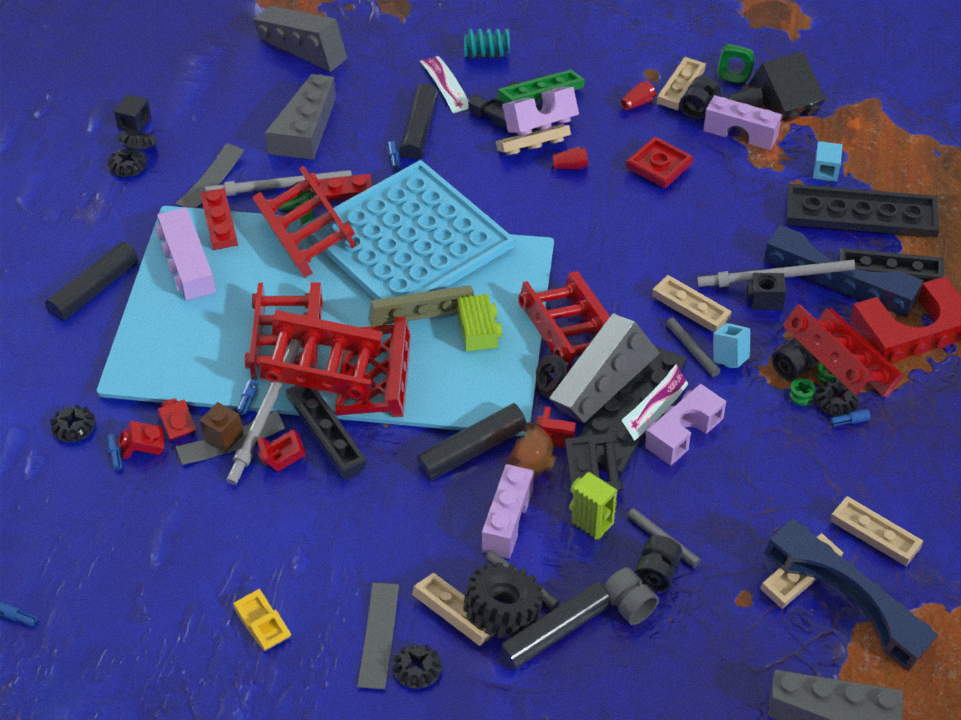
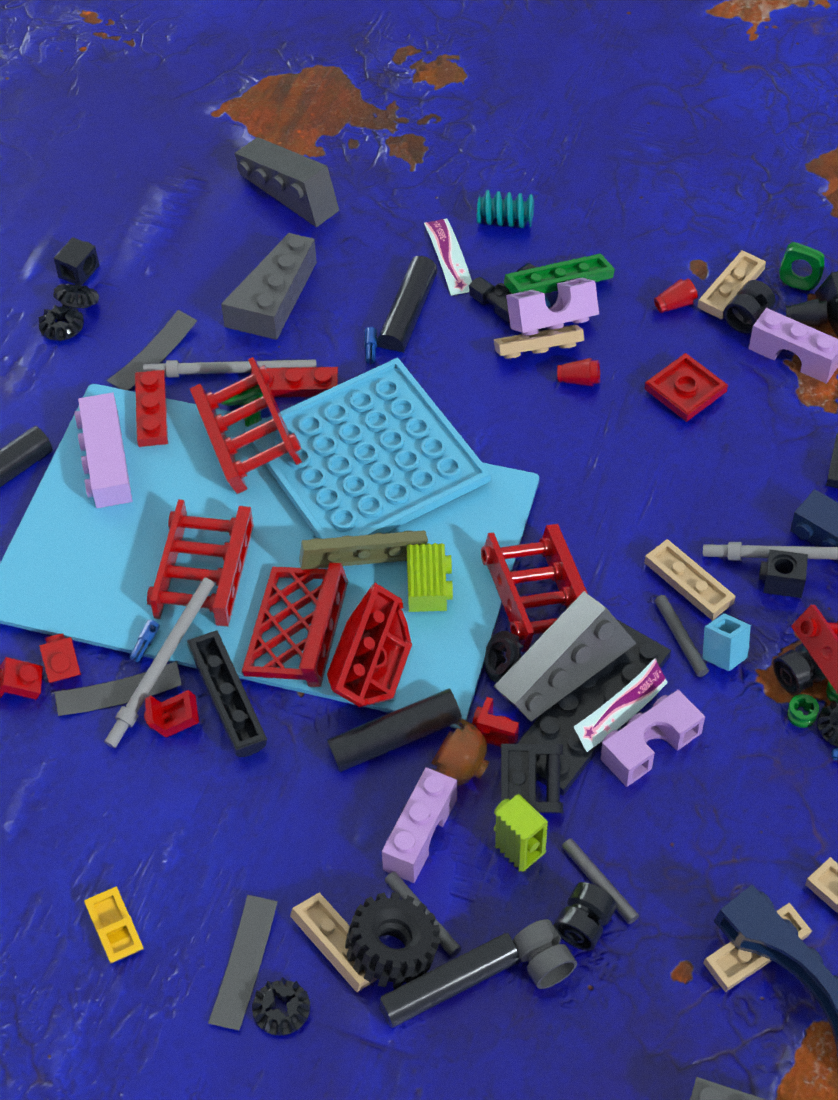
camera: 10 degrees right, 5 degrees up
(221, 427) = (108, 676): reddish brown brick -> none
(324, 333) = (237, 574): red fence -> none
(442, 379) = (371, 650): none -> red wedge

